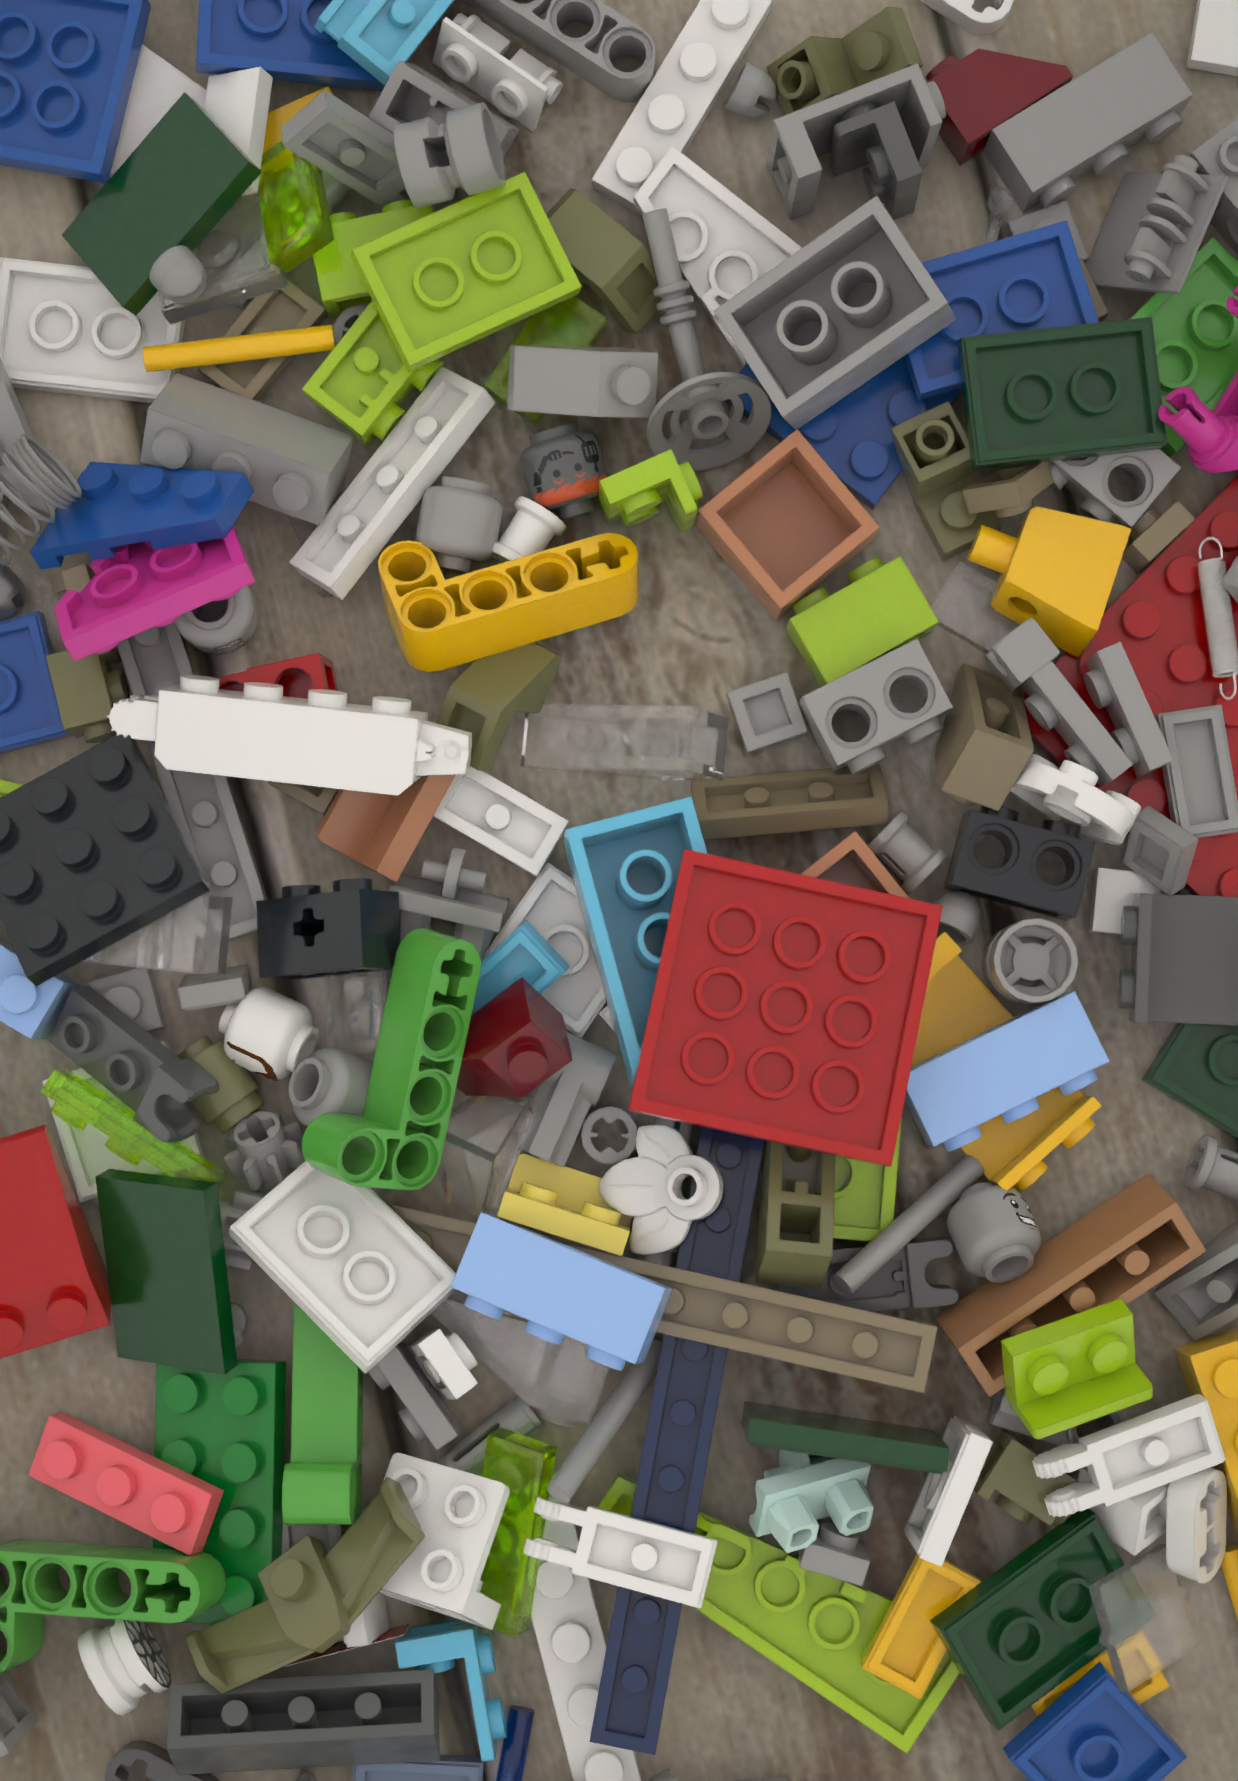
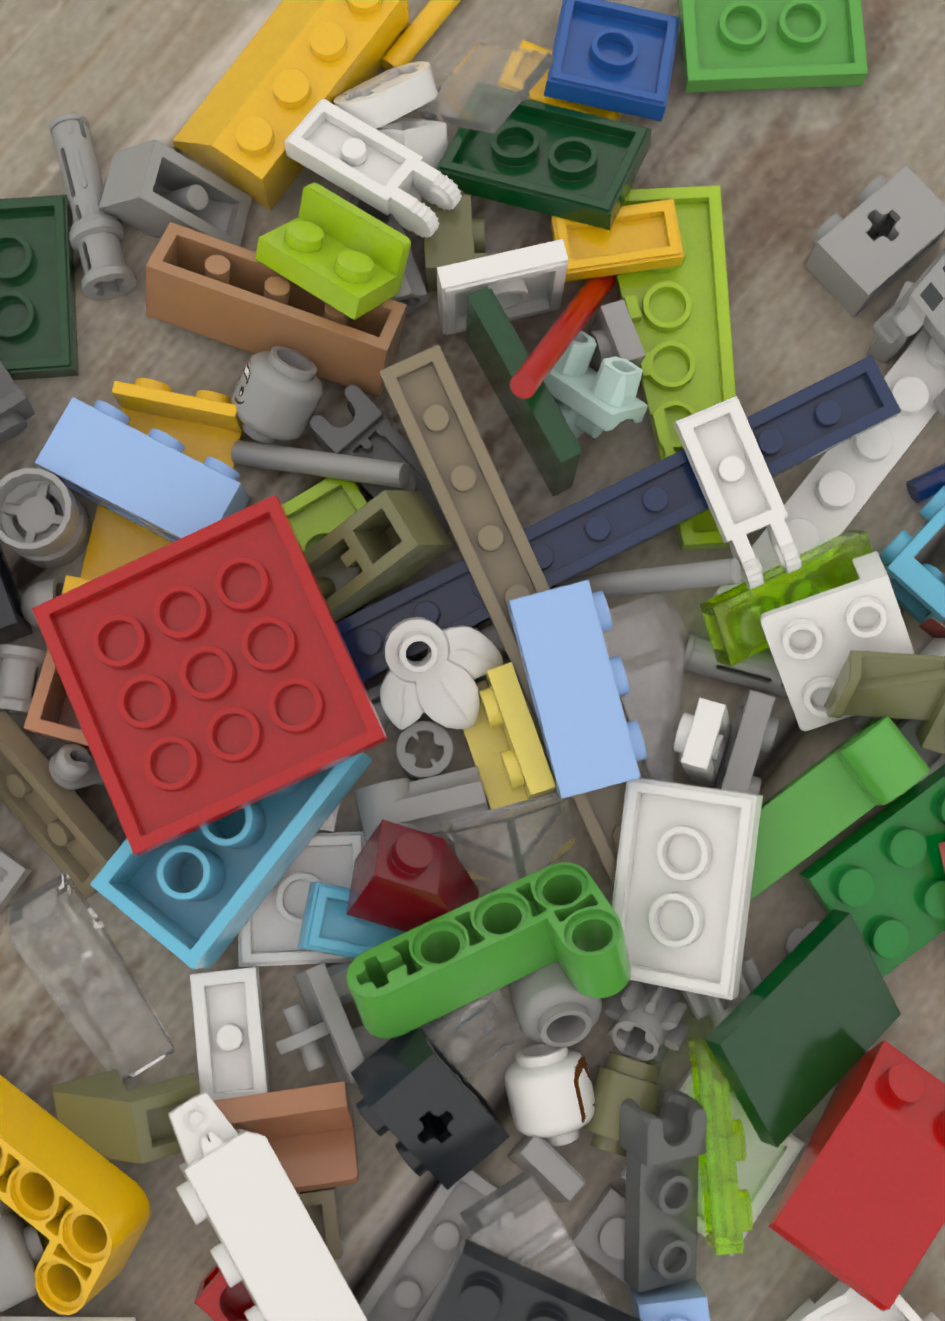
camera: 130 degrees left, 5 degrees down
(796, 850) = (74, 768): none -> light grey arm
(863, 1504) = (560, 336): none -> red bar

